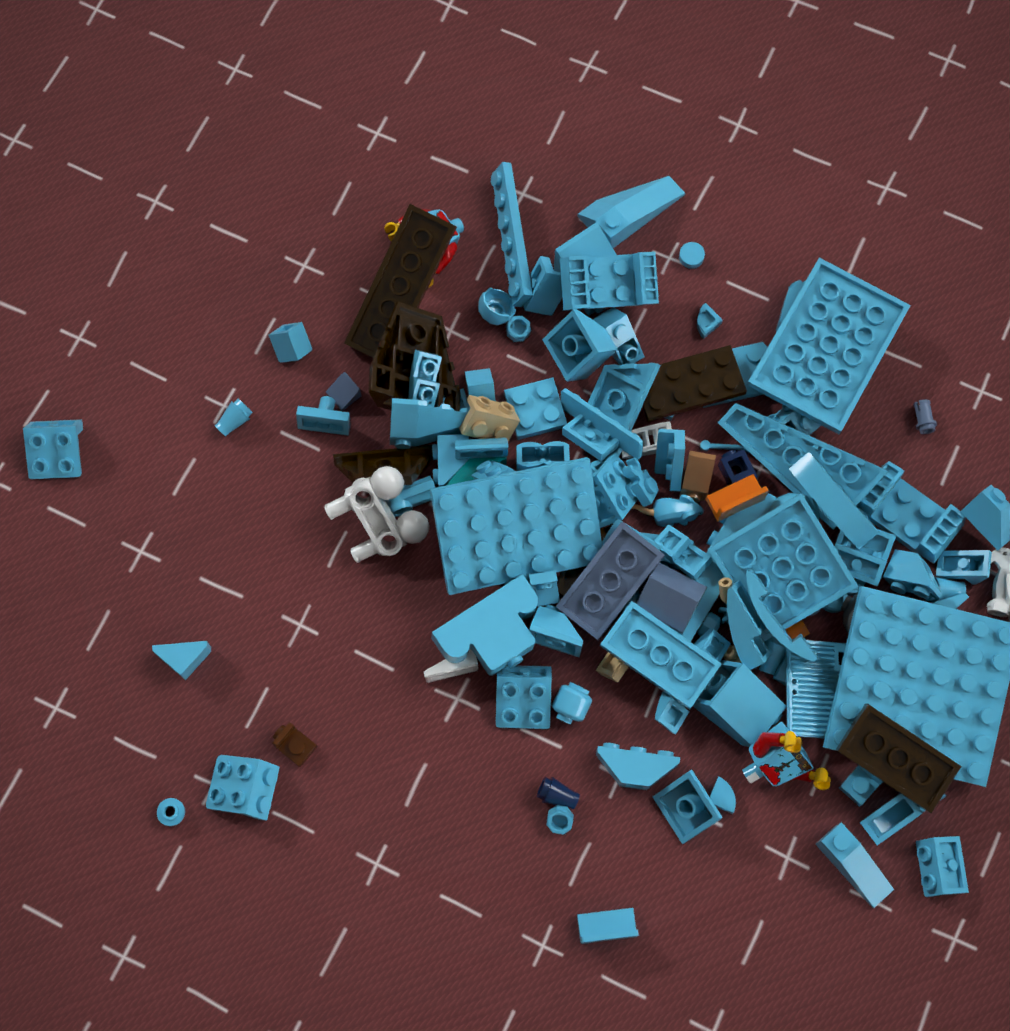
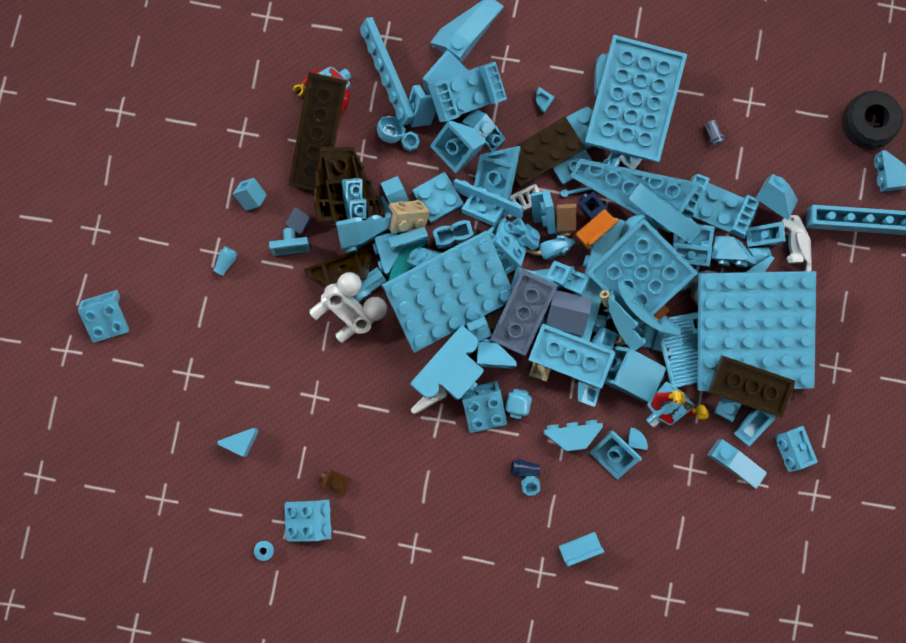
camera: 10 degrees left, 10 degrees up
(691, 255) = (520, 53): medium azure tile -> none
(711, 415) = (566, 168): none -> medium azure plate

